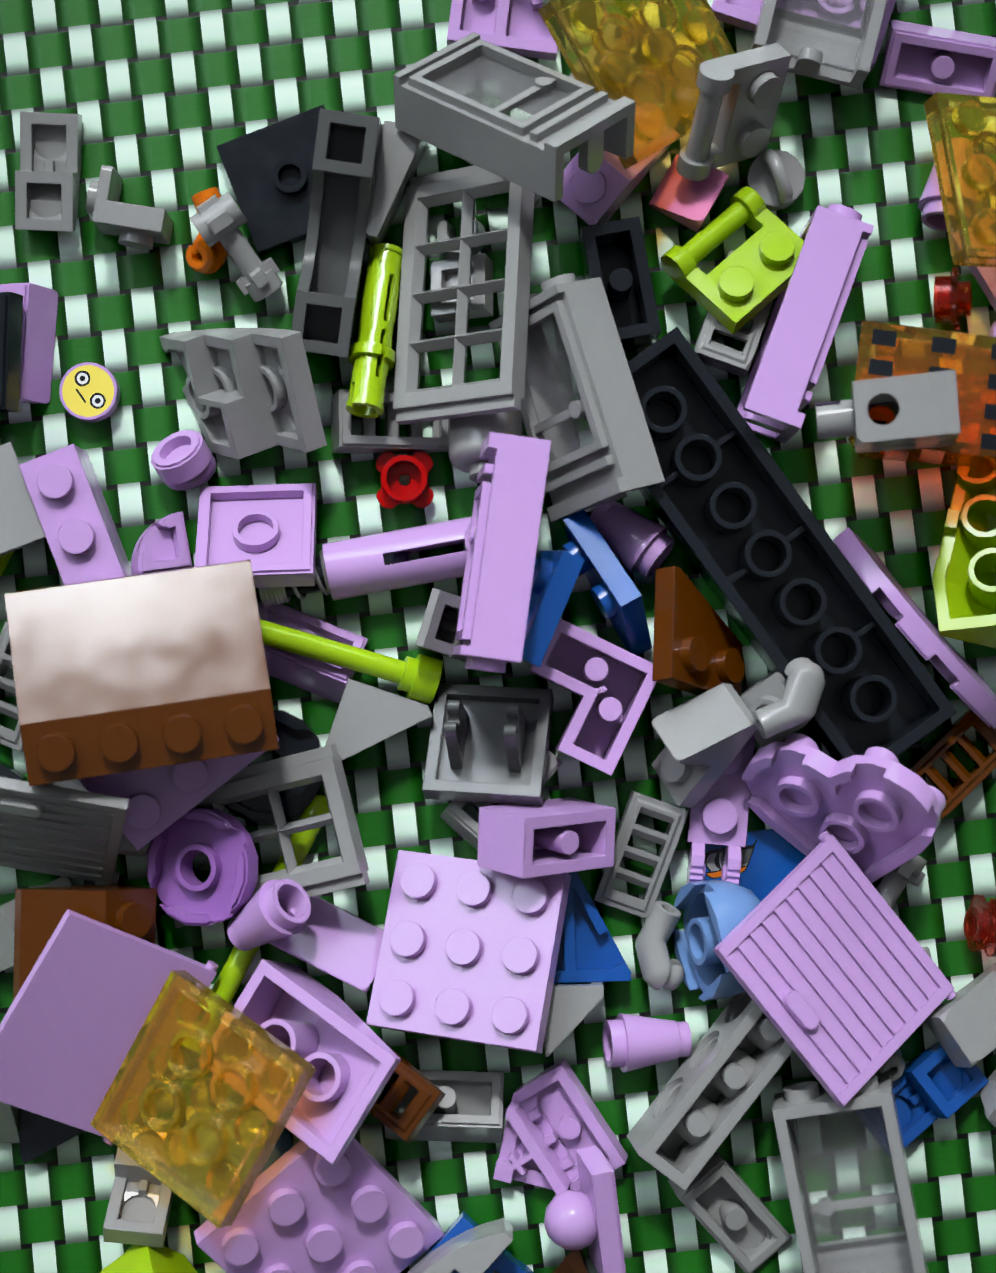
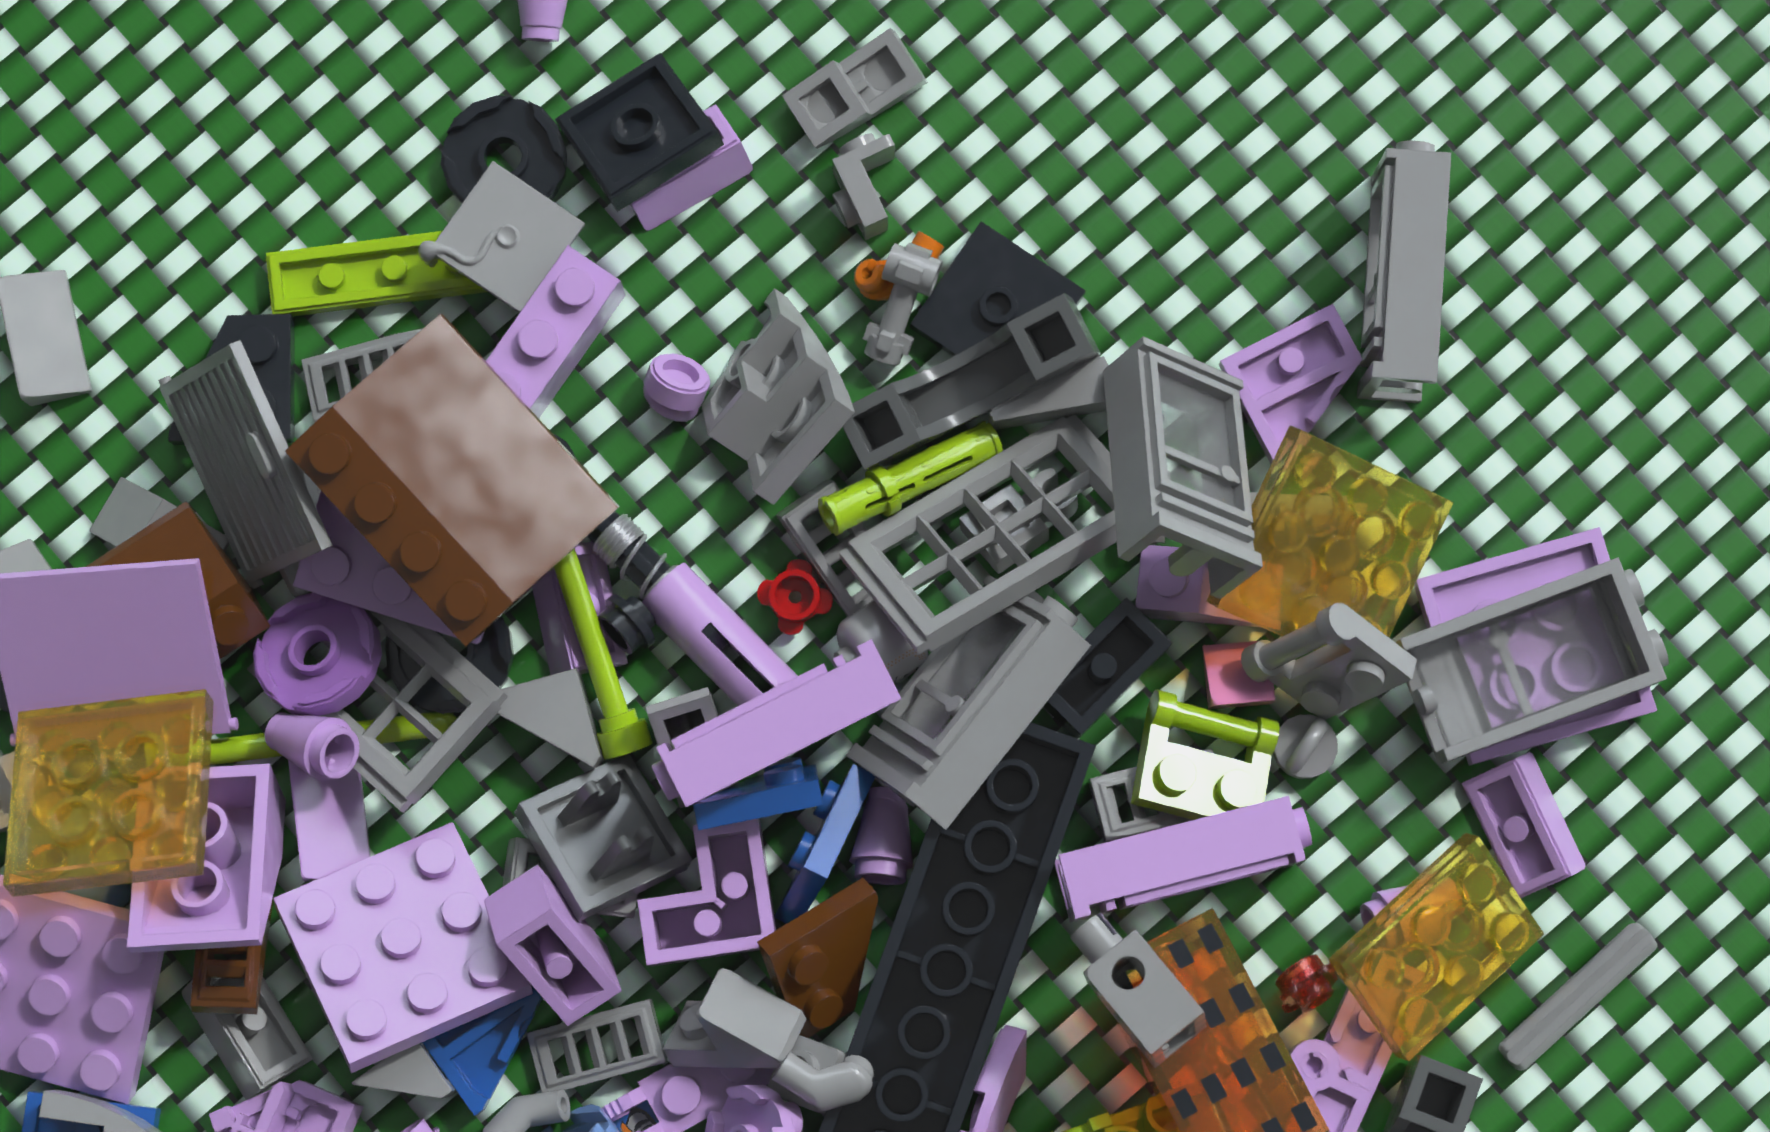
camera: 60 degrees right, 5 degrees down
(89, 392) = (680, 261): tile -> none
(162, 547) = (583, 421): lavender tile -> none
(264, 524) = (661, 499): lavender tile -> none
(339, 617) = (627, 623): none -> black plate

